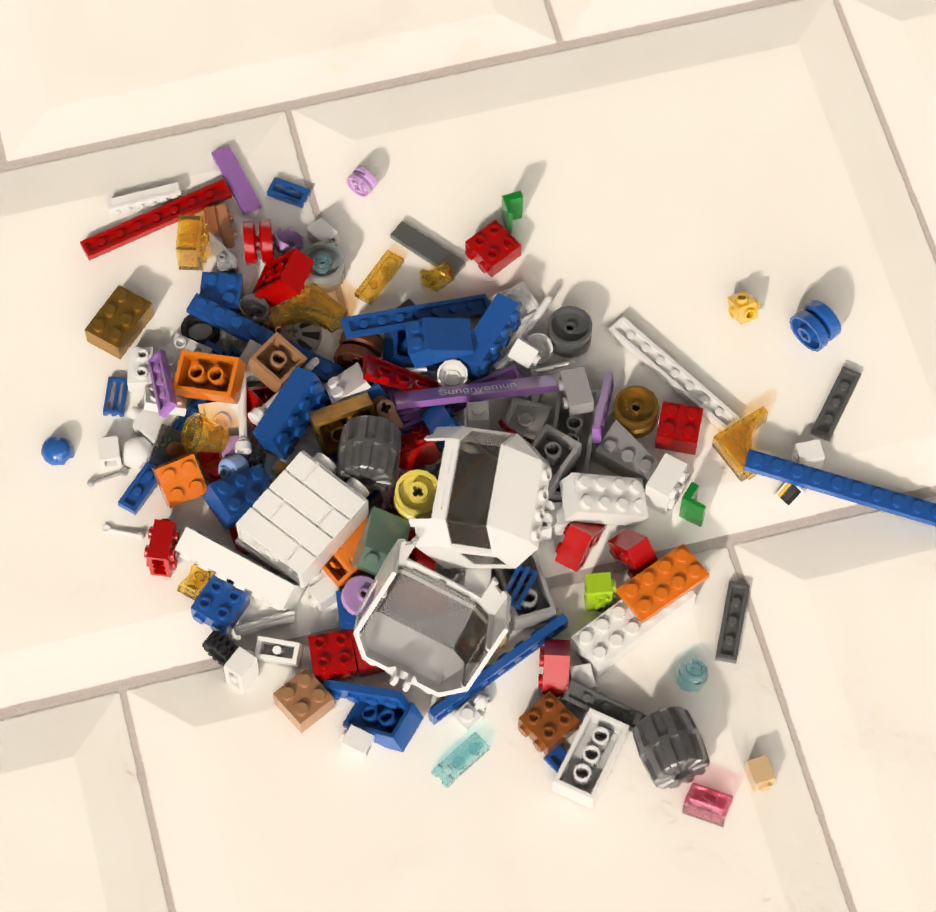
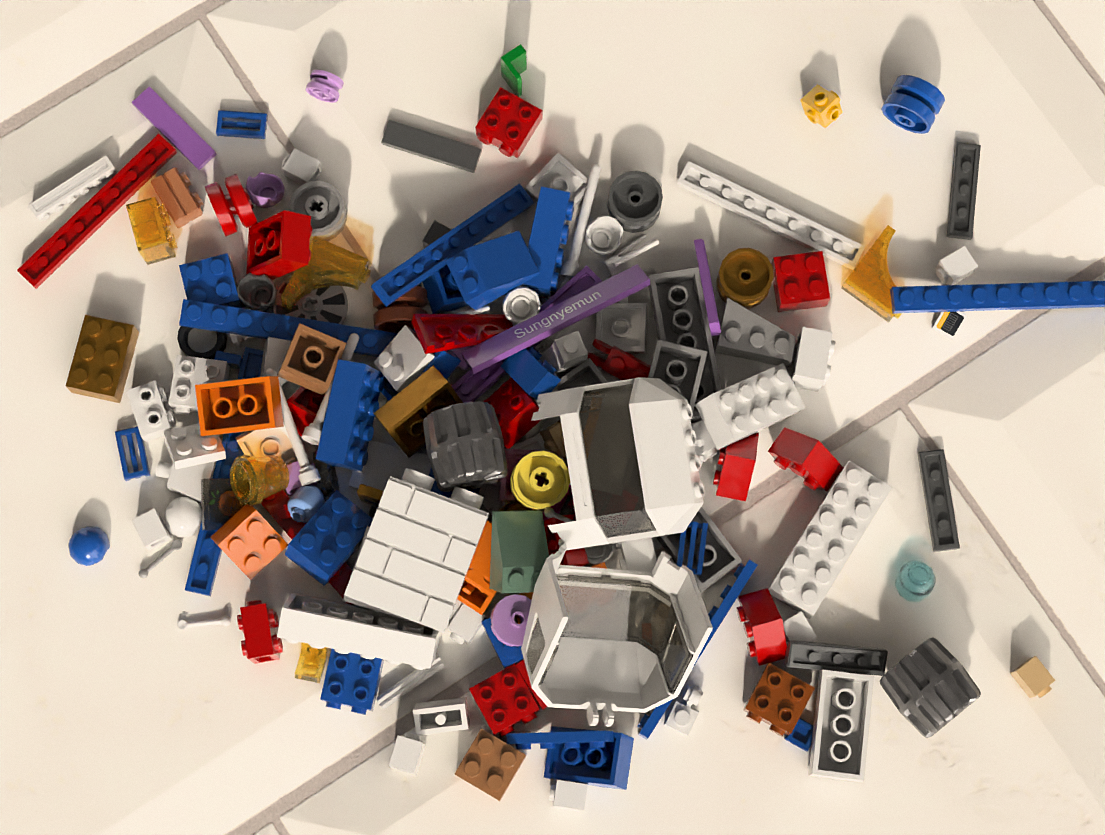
camera: 20 degrees left, 15 degrees up
(162, 383) = (186, 431): medium lavender tile -> none
(219, 647) = (374, 735): black tyre -> none
(225, 258) = (202, 241): light grey hinge -> none
(322, 268) = (319, 218): clear light blue plate -> none
(379, 277) = (387, 200): clear yellow tile -> none
(389, 411) = (463, 382): nougat piece -> none
(438, 277) = (456, 180): clear yellow bracket -> none
(461, 759) = (694, 774): clear light blue plate -> none
(525, 353) = (595, 248): white brick -> none
(576, 391) = (674, 282): light grey brick -> none
(599, 591) = (781, 519): lime brick -> none
(662, 583) = (853, 489): orange plate -> none
(690, 508) = (846, 380): green panel -> none
(707, 804) = (987, 732): clear pink slope -> none

